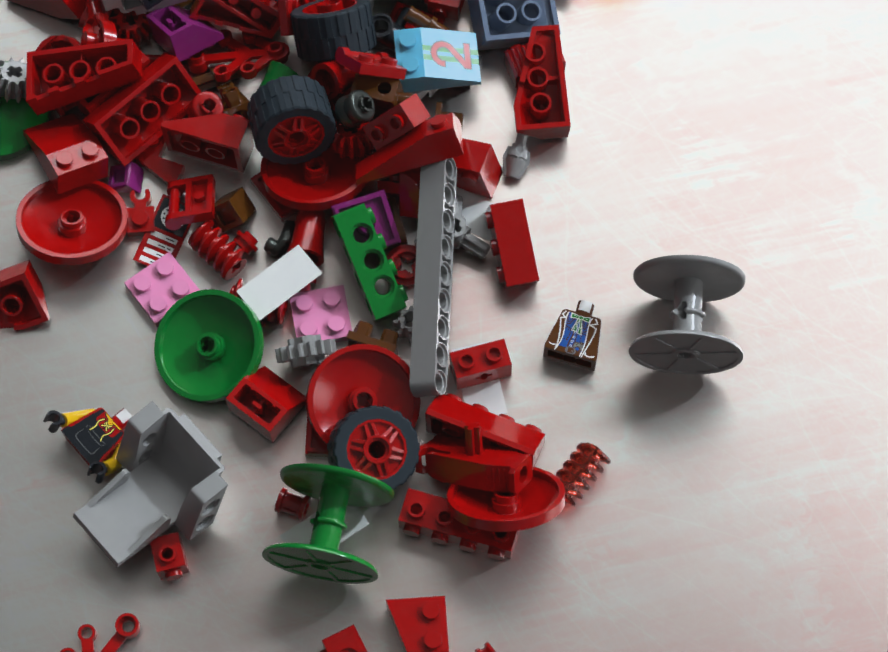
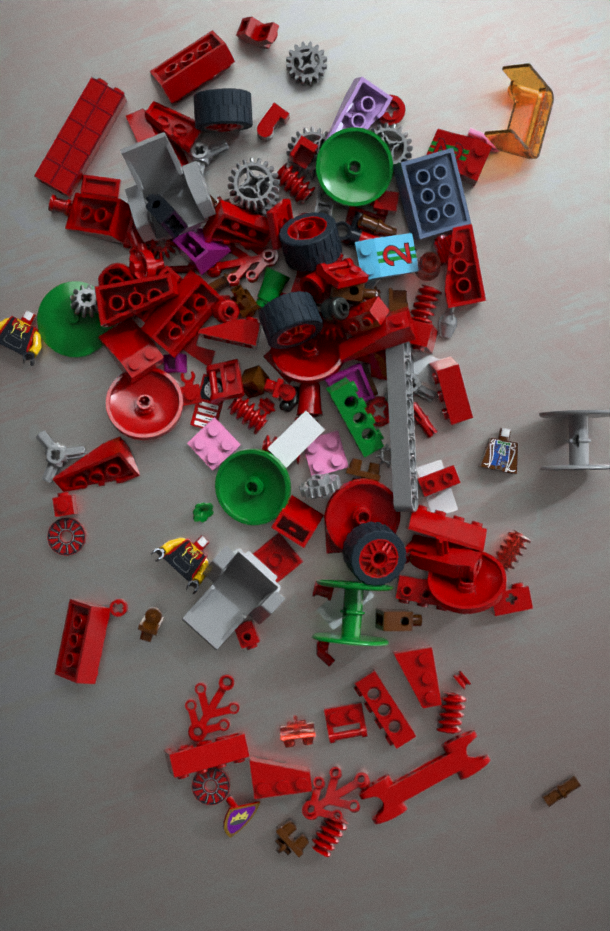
camera: 10 degrees left, 20 degrees up
(27, 524) = (150, 624): none -> reddish brown hips
(131, 377) = (202, 512): none -> green plant
(239, 450) = (278, 556): none -> red plate
(264, 218) = (280, 389): none -> red hips
(280, 596) = (322, 653): none -> red arm
(386, 553) = (390, 619): none -> reddish brown torso
(467, 283) = (423, 421): none -> red axle
(489, 124) = (425, 304): none -> red piece
(496, 80) = (425, 272): none -> clear red plant
(559, 551) = (520, 603): none -> red brick

